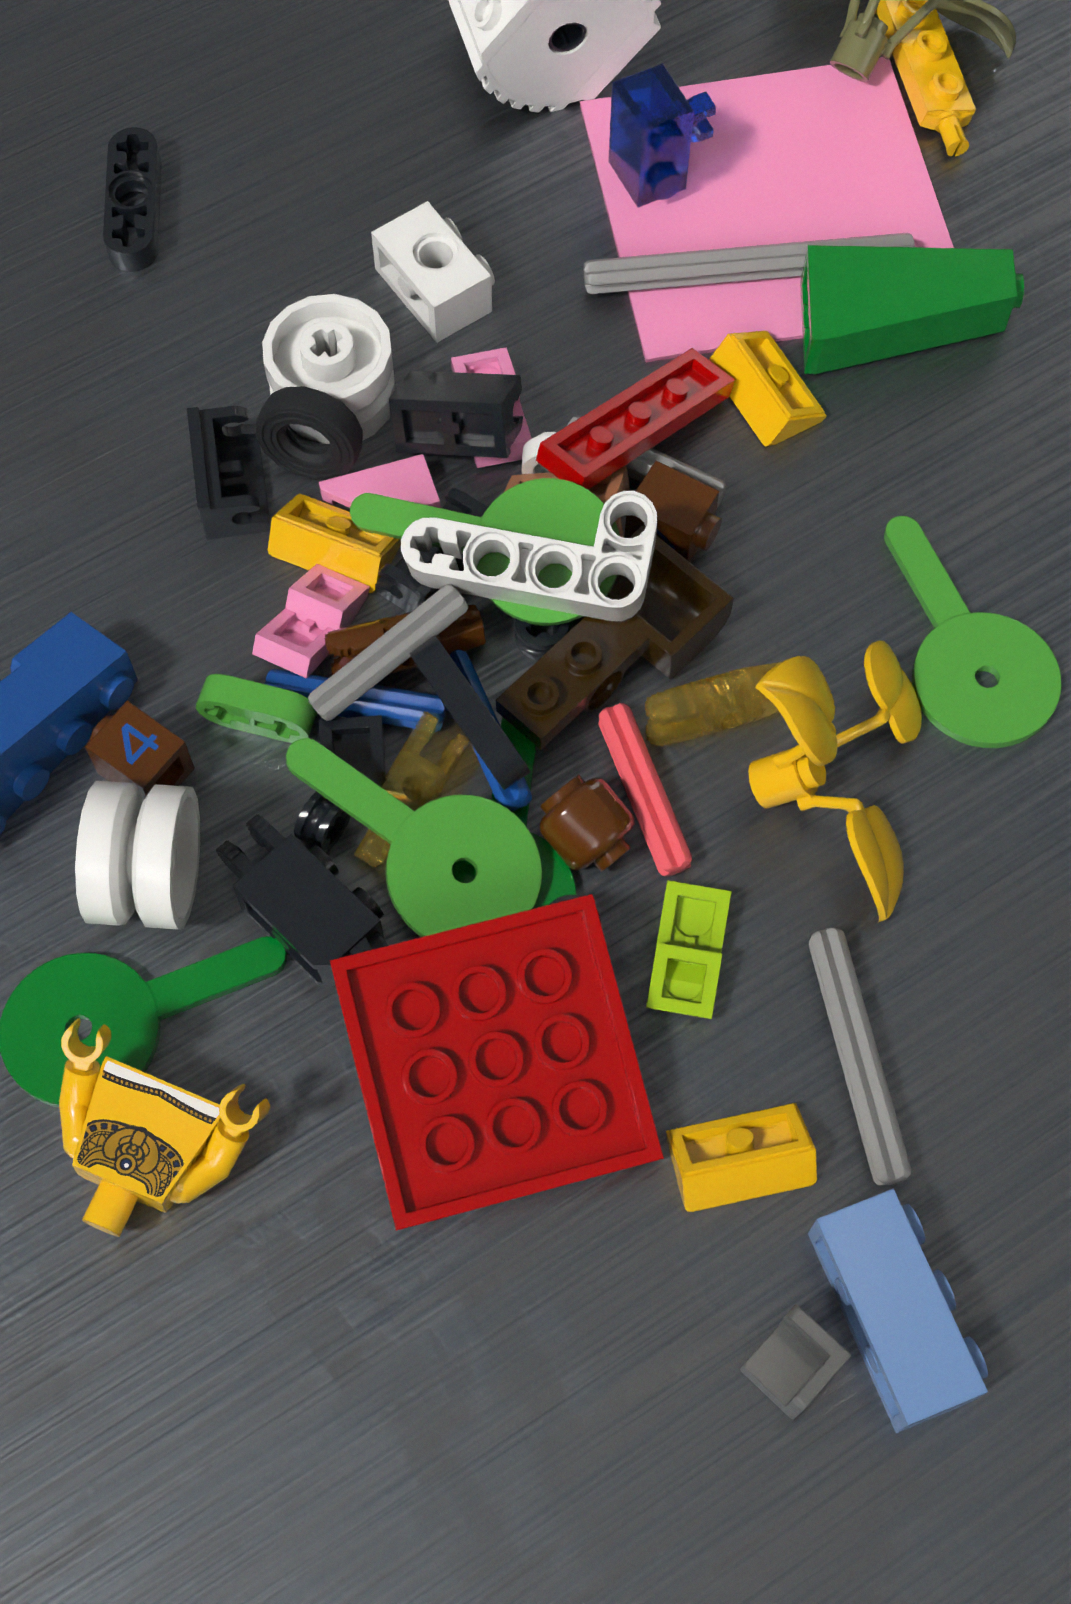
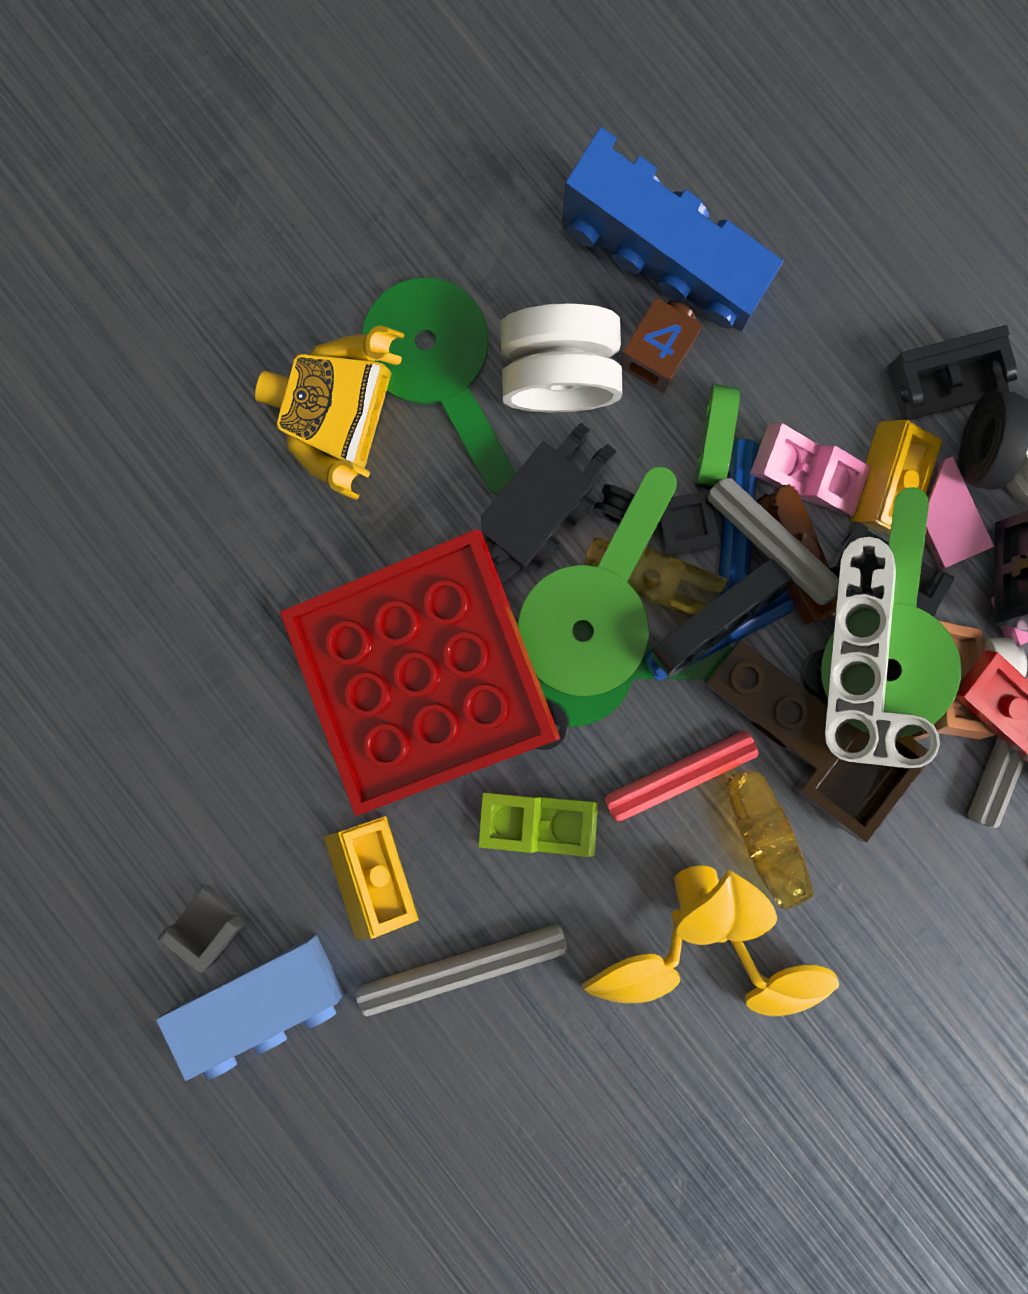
camera: 85 degrees right, 20 degrees up
(586, 823) = (638, 729): reddish brown head -> none
(683, 510) = (956, 782): reddish brown brick -> none
(970, 644) = (858, 1058): bright green piece -> none

